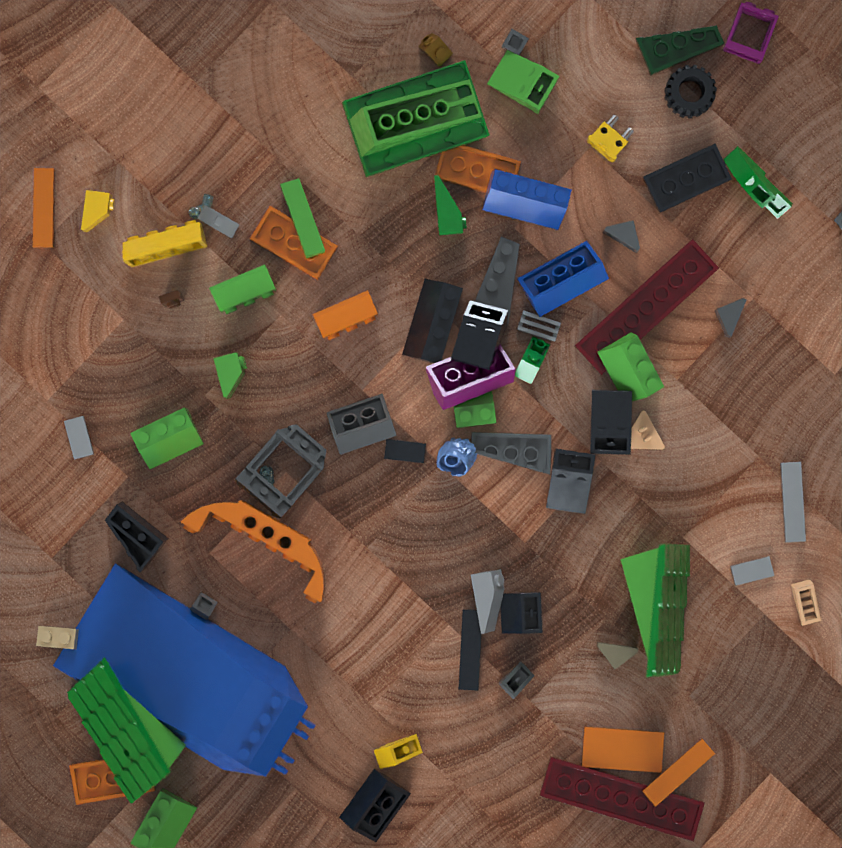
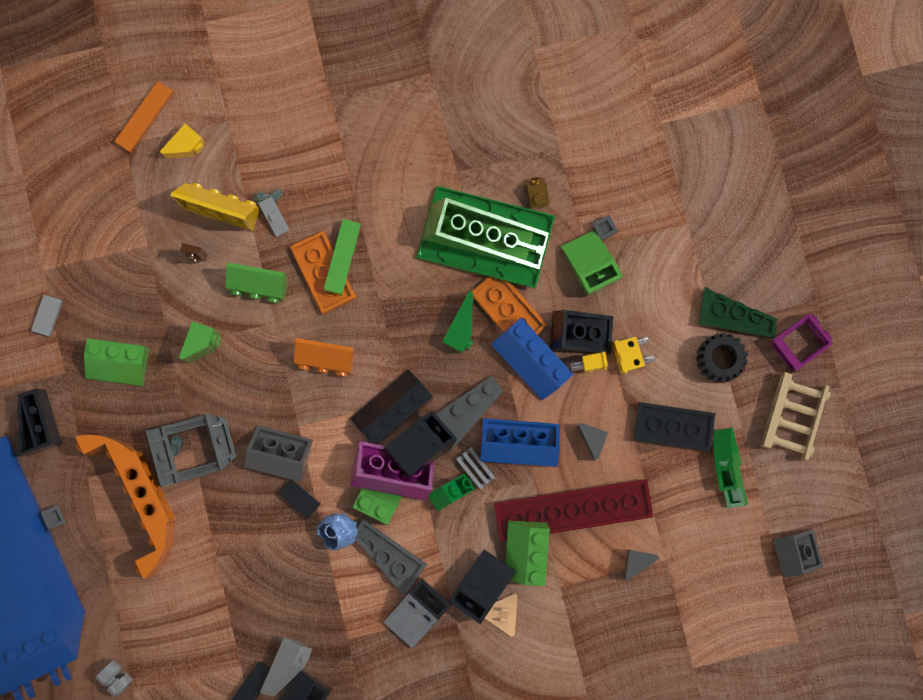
camera: 25 degrees right, 5 degrees down
(349, 704) = (114, 679): none -> light grey wheel
(554, 148) = (581, 332): none -> black slope
(580, 169) = (591, 363): none -> yellow piece
(771, 115) = (776, 420): none -> tan fence

